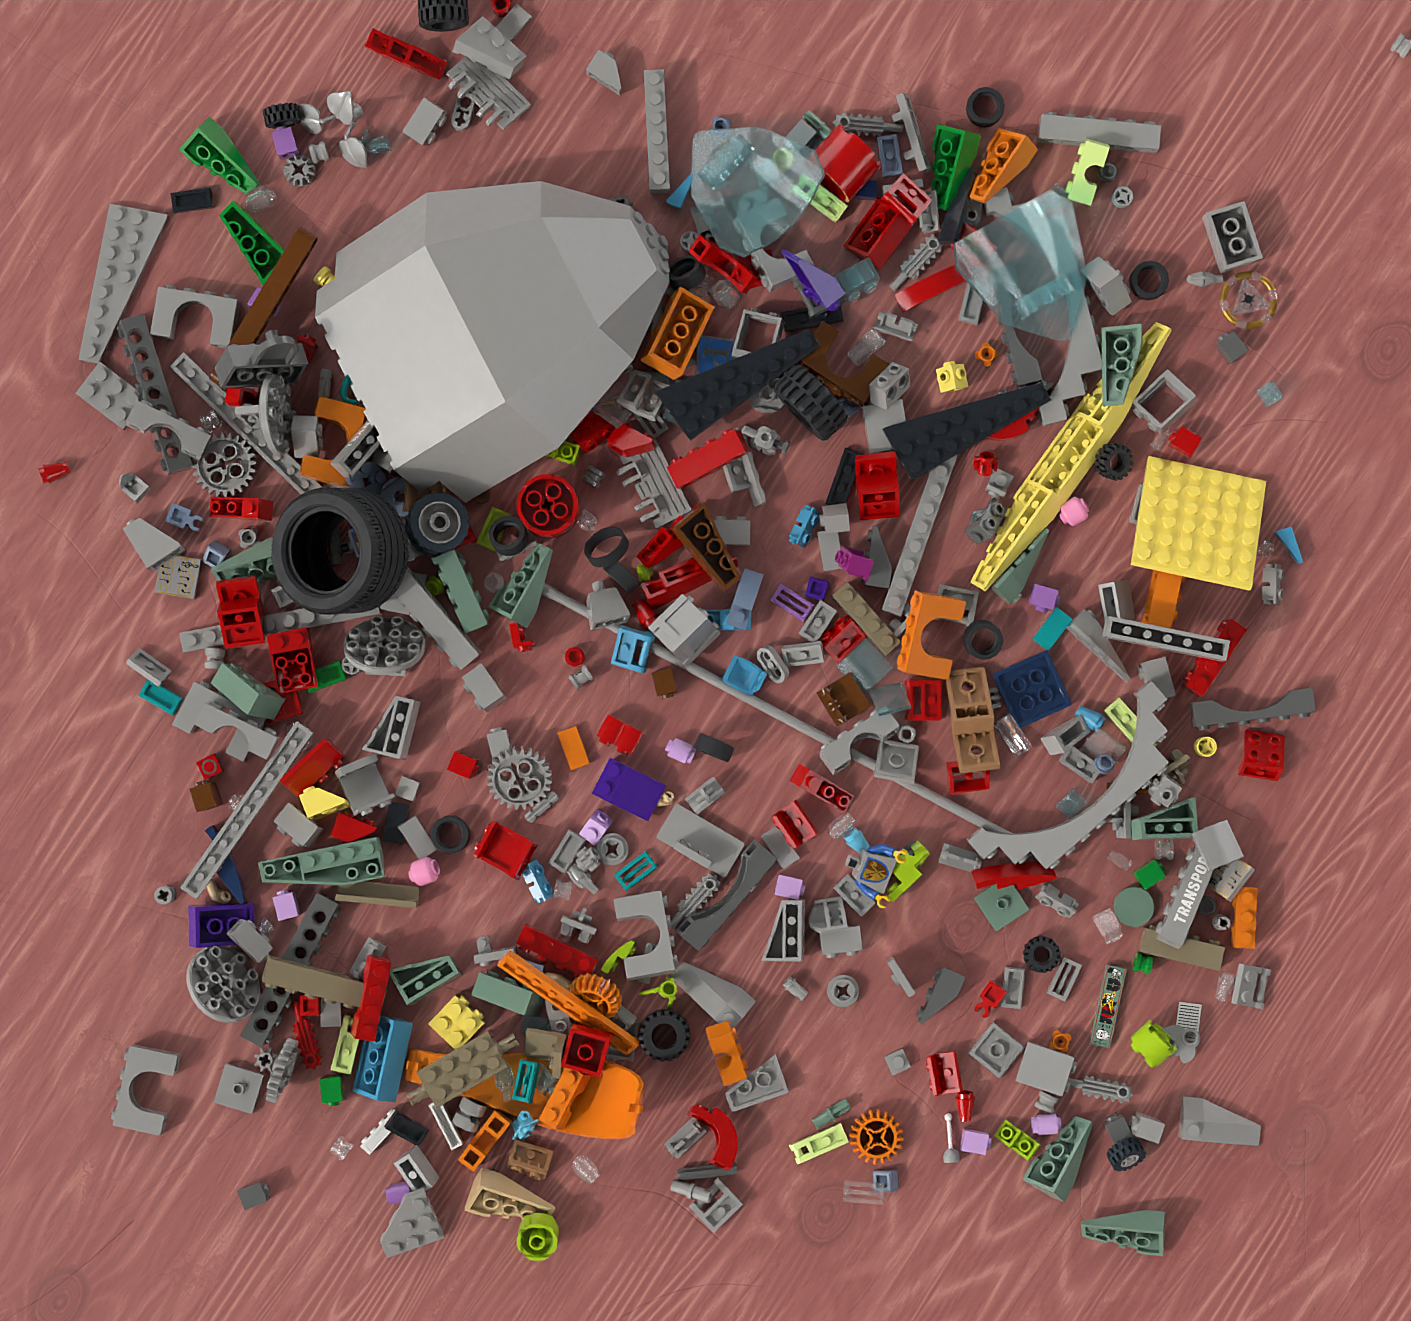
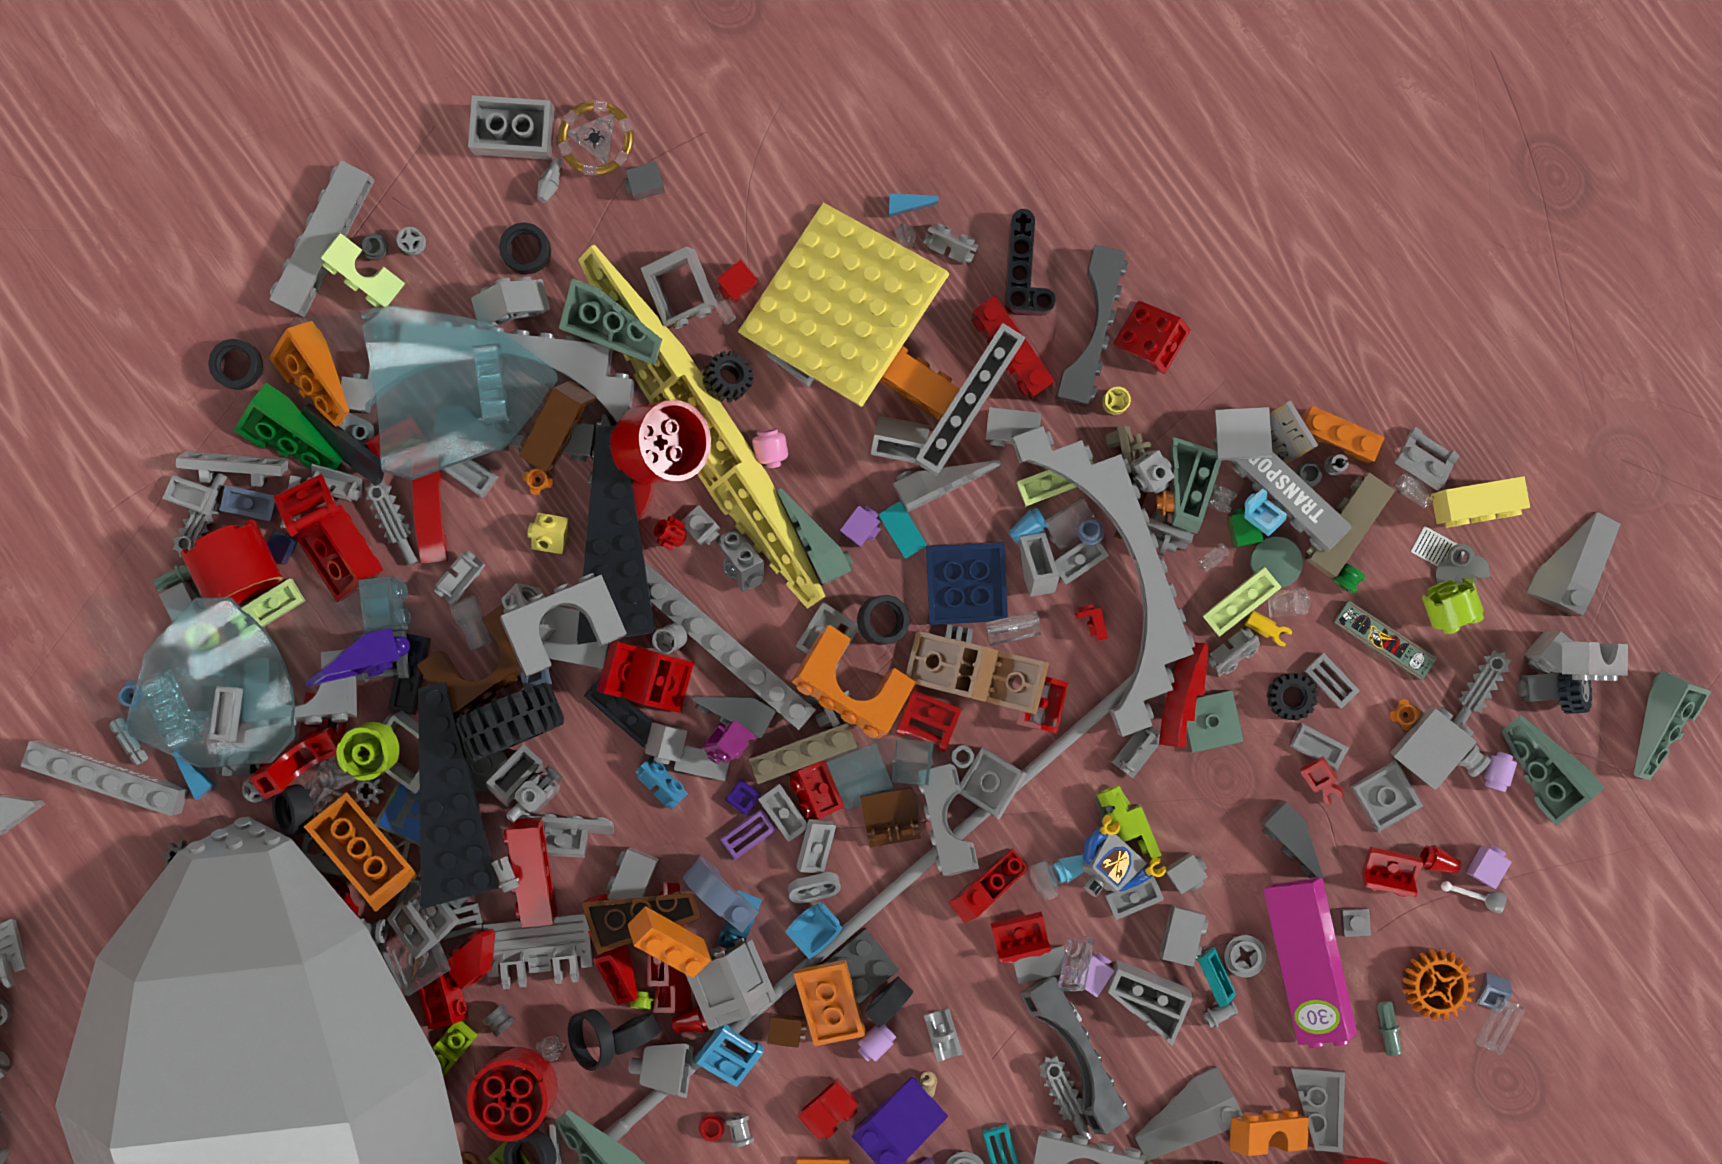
camera: 70 degrees left, 0 degrees up
(687, 137) = (128, 743): none -> light grey axle
(696, 706) = (829, 1002): none -> orange plate
(700, 840) = (996, 1060): light grey bracket -> none
(701, 442) = (505, 874): none -> light grey pin
(702, 574) = (669, 942): none -> orange brick
(716, 325) = (365, 796): none -> flat silver gear
(730, 719) = (866, 963): none -> dark grey plate
(738, 200) = (226, 713): none -> light grey tile
(741, 315) = (382, 752): none -> lime brick
(773, 418) = (513, 774): none -> light grey brick
(792, 870) = (1076, 964): none -> clear plate
(819, 1143) = (1419, 1056): yellowish green plate -> none
(820, 976) = (1217, 977): none -> teal tile
(828, 916) = (1148, 939): light grey slope -> none
(857, 1037) = (1310, 962): none -> dark pink brick
(879, 112) = (190, 495): none -> light grey tile
(886, 926) = (1187, 873): none -> light grey brick
(899, 977) = (1256, 882): light grey plate -> none
(907, 489) = (665, 643): none -> light grey wheel
(920, 423) = (589, 597): none -> light grey arch
(1017, 1140) = (1505, 812): lime slope -> none
(1032, 352) = (555, 424): none -> reddish brown wedge
(1037, 793) = (1097, 625): none -> red bracket
(1051, 446) = (679, 436): none -> red brick
(1071, 803) = (1122, 589): clear light blue slope -> none
(1084, 917) = (1266, 627): none -> yellow bar
(1096, 891) = (1241, 601): none -> yellowish green plate
(1146, 808) = (1165, 501): none -> orange plate
(1153, 1164) = (1594, 660): none -> light grey arch
(1166, 880) = (1263, 513): none -> medium azure bracket
(1235, 1035) = (1481, 502): none -> light yellow brick
(1269, 393) = (719, 156): clear light blue slope -> none
(1279, 642) = (1024, 262): none -> black beam

